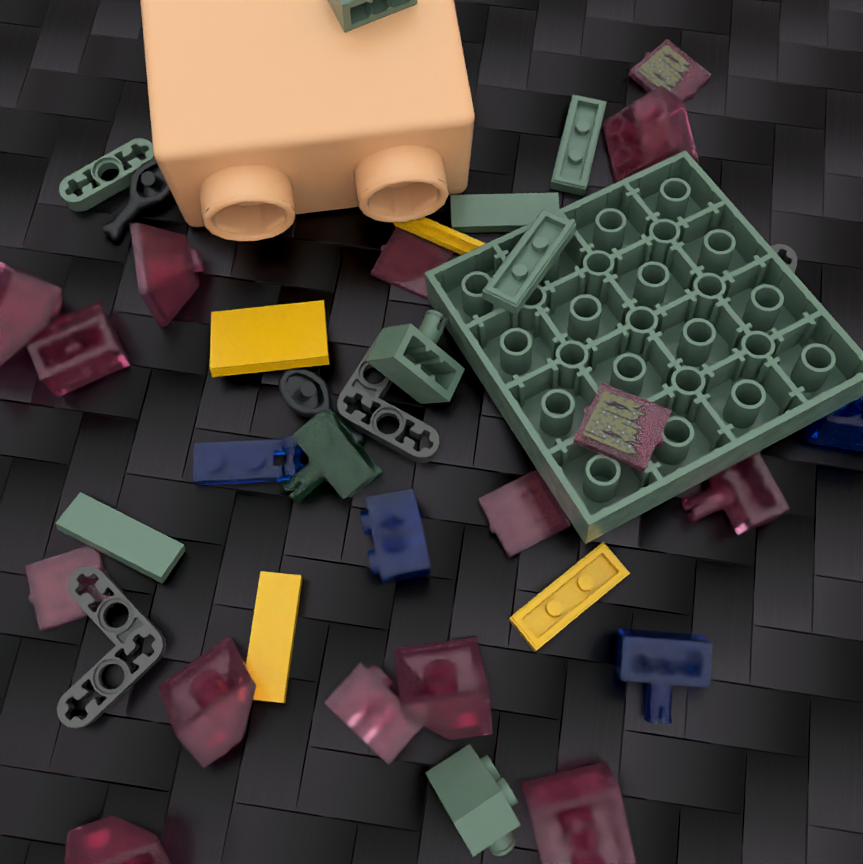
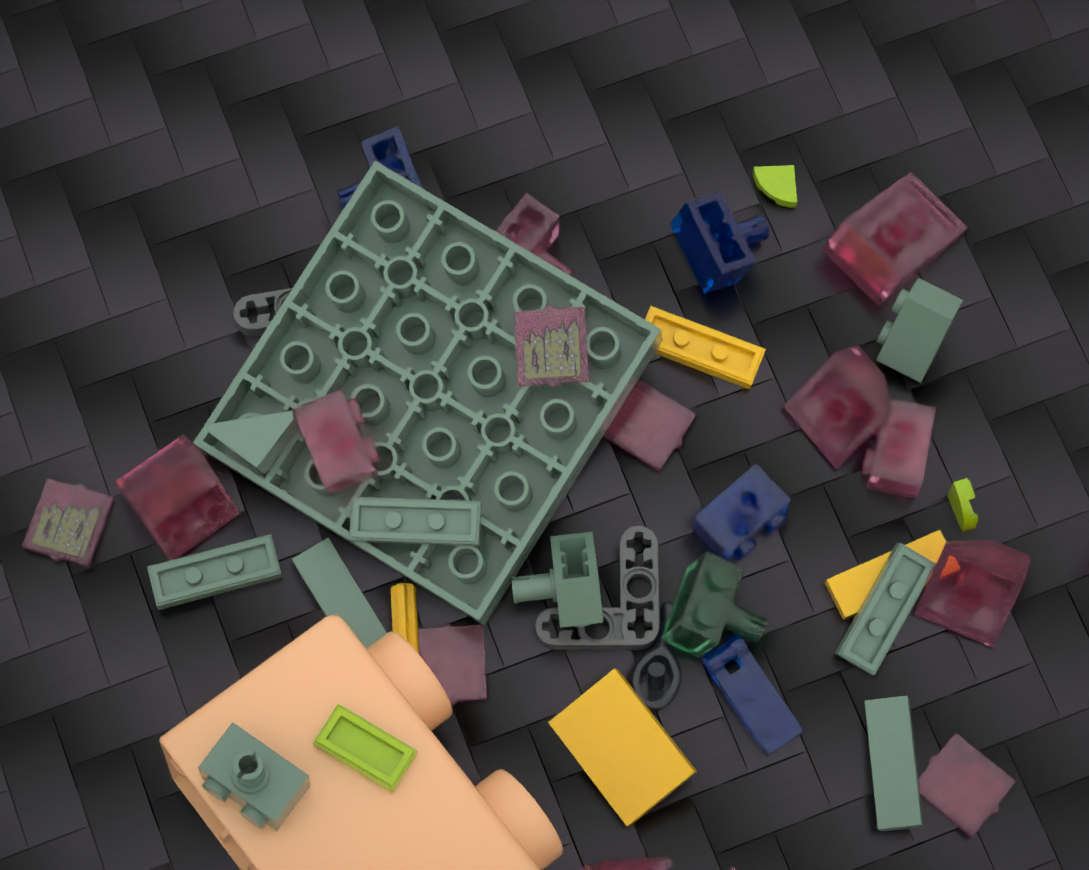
camera: 120 degrees left, 0 degrees up
(123, 637) = (974, 700): dark grey beam -> none
(244, 609) = (885, 608): none -> sand green tile
(291, 740) = (959, 497): none -> lime tile
(347, 77) = (365, 748): none -> lime tile
(629, 225) = (337, 441): none -> clear pink brick
(659, 177) = (257, 438): none -> sand green slope
(696, 765) = (777, 183): none -> lime tile

